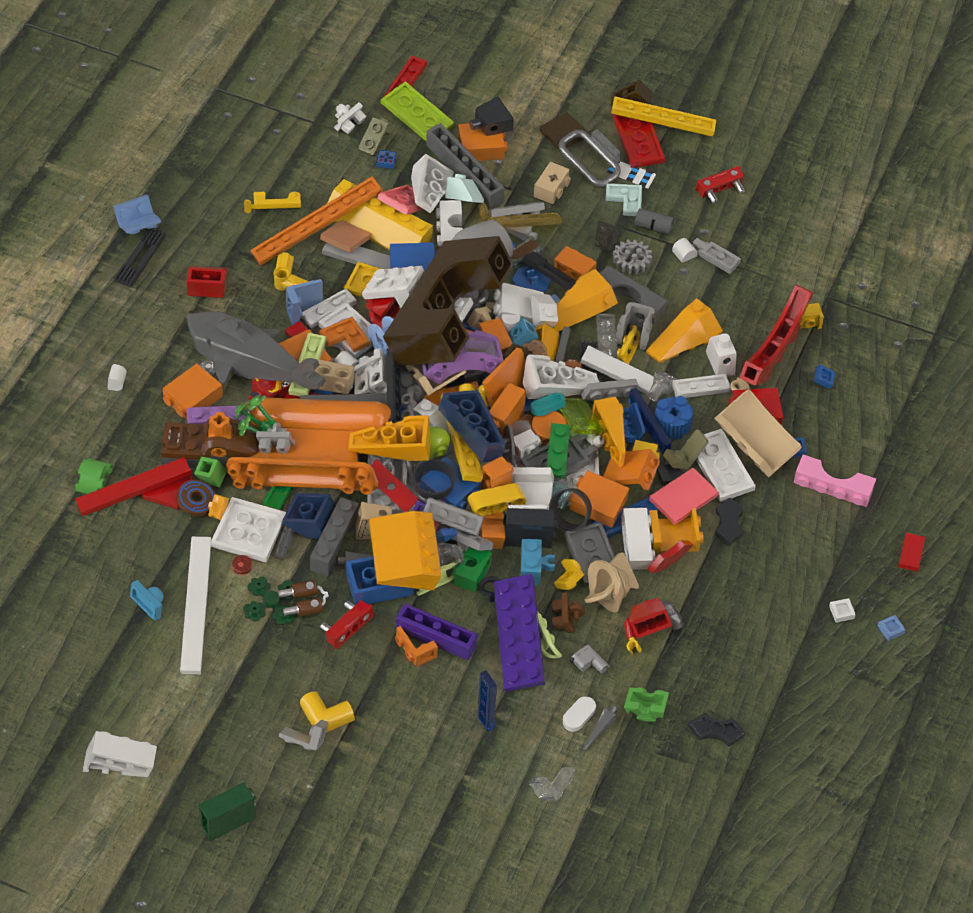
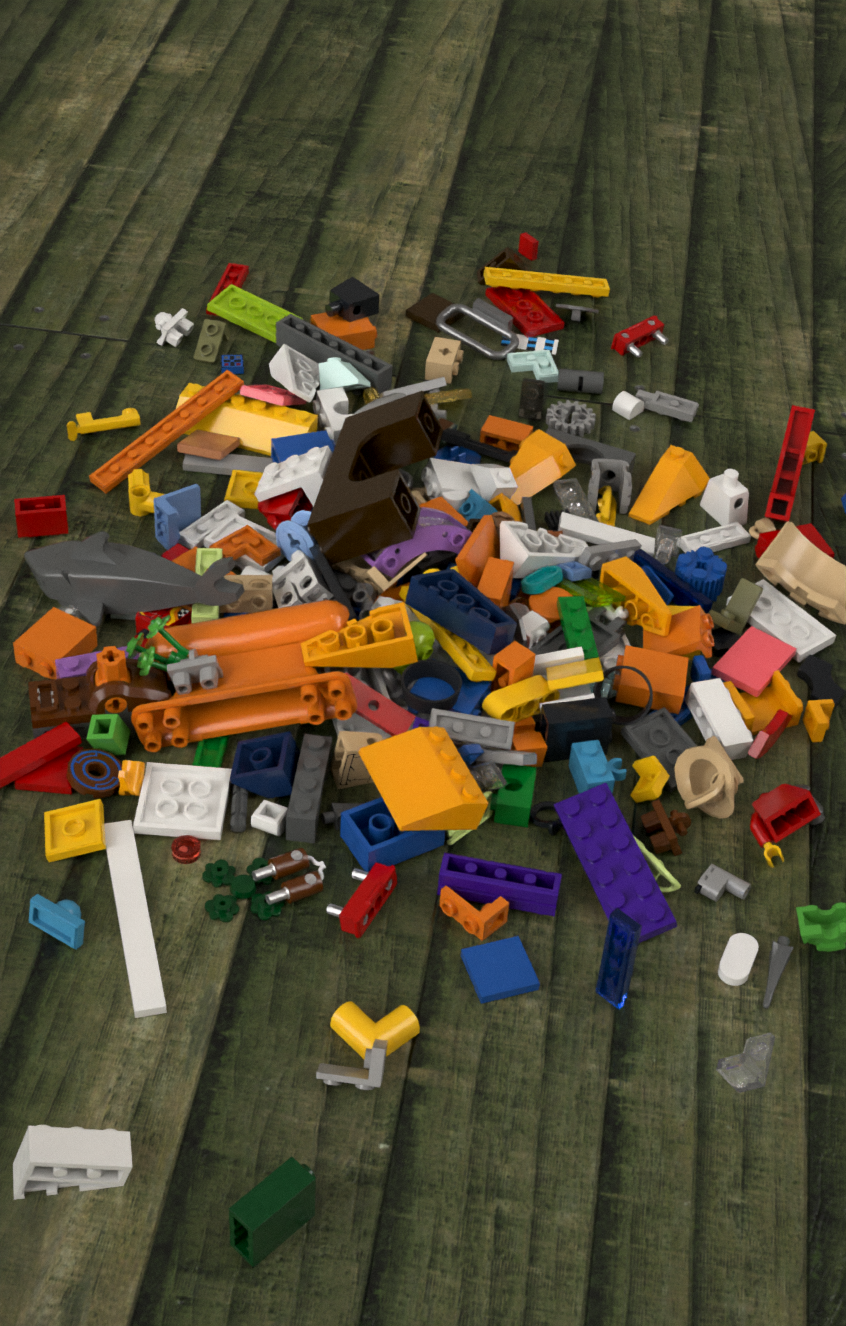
camera: 15 degrees left, 10 degrees down
(172, 537) = (74, 830): none -> yellow tile
(301, 553) = (270, 818): none -> white brick
(419, 689) = (500, 969): none -> blue tile
(537, 488) = (574, 674): none -> yellow tile
(576, 399) = (575, 571): none -> medium blue tile
(637, 497) = (699, 669): none -> blue tile
(664, 74) = (528, 246): none -> red tile
(678, 148) = (576, 311): none -> flat silver piece
(711, 547) = (817, 718): none -> light orange bracket

